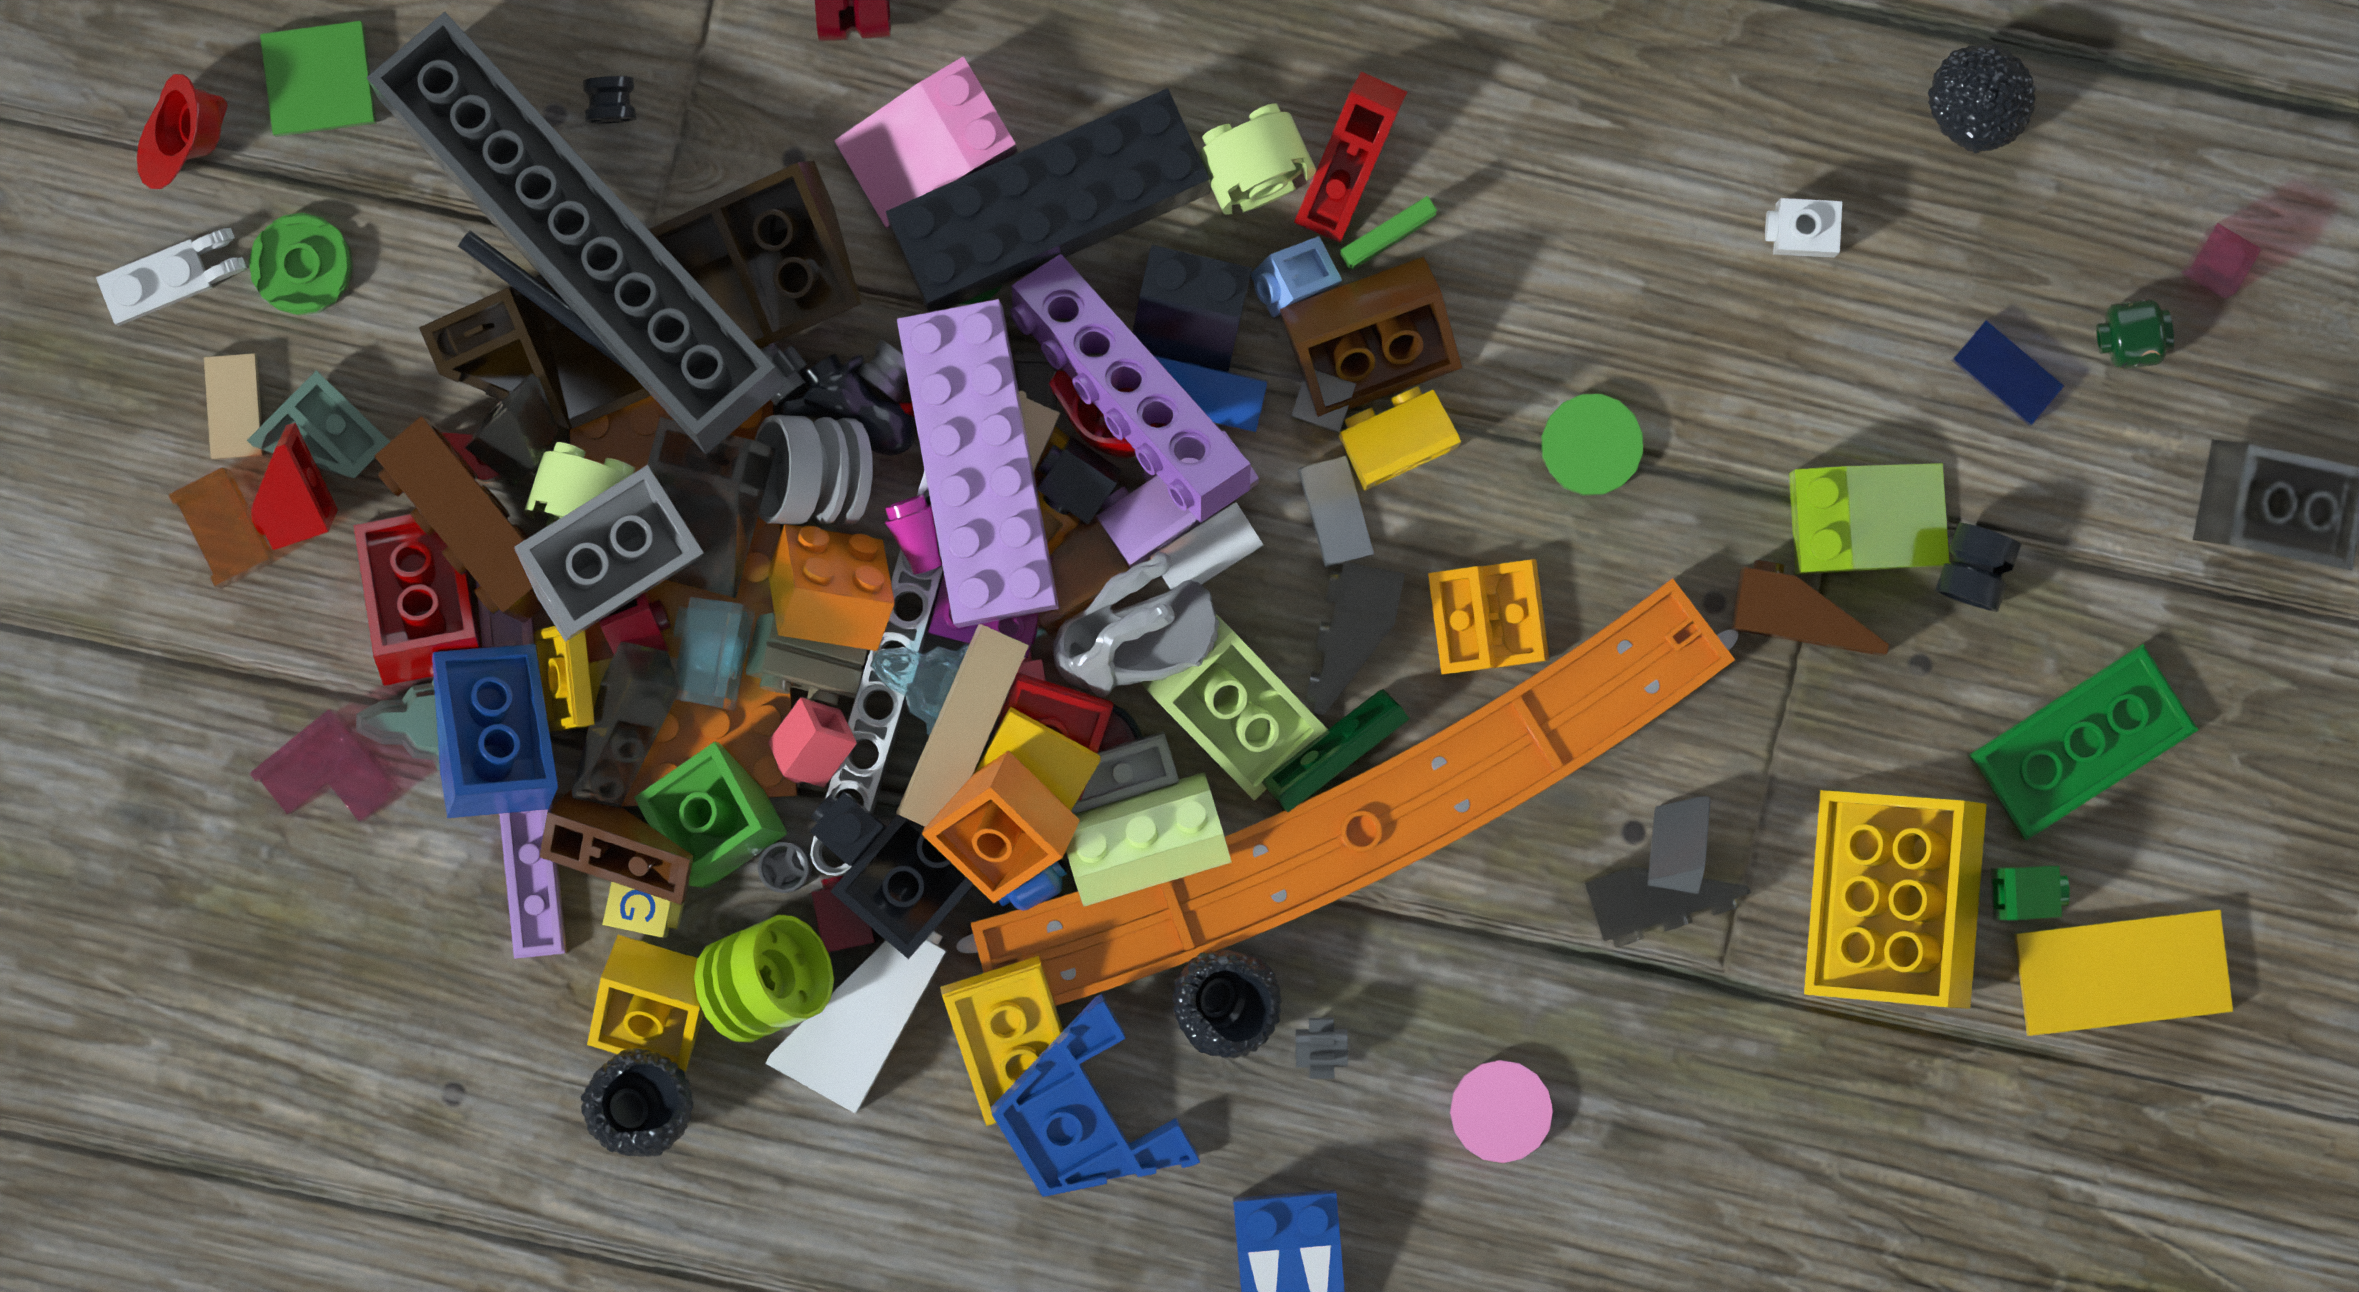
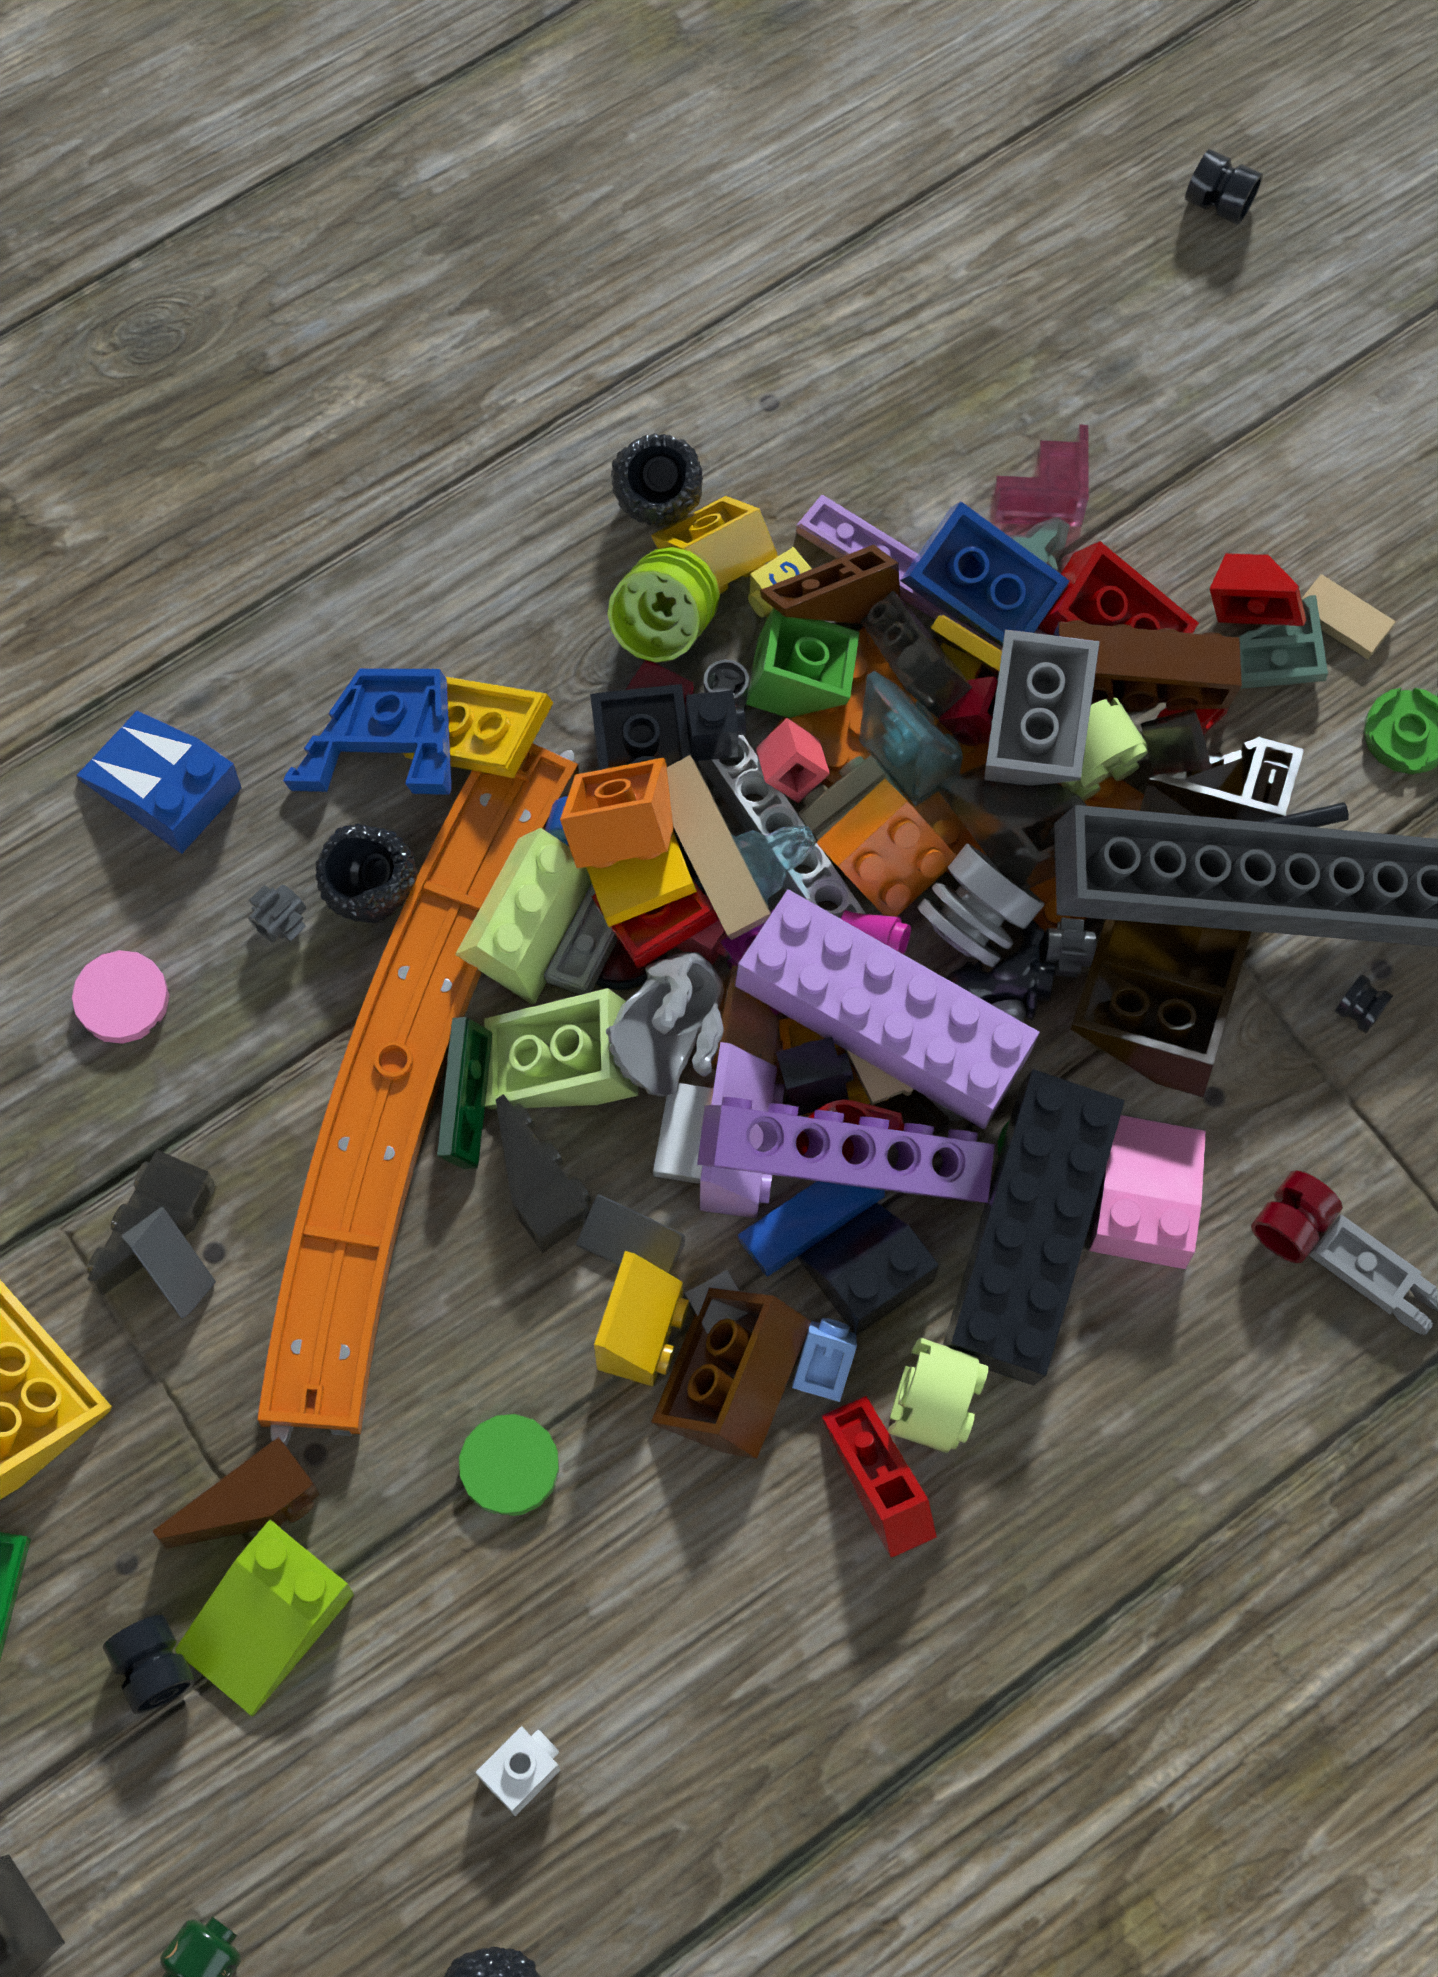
camera: 125 degrees right, 20 degrees down
(223, 527) = (1288, 550): clear orange panel -> none
(855, 1033) = (576, 646): white slope -> none
(1388, 233) = (796, 1451): bright green tile -> none
(1488, 616) = (456, 1282): light orange slope -> none
(2007, 373) = (268, 1830): clear blue tile -> none

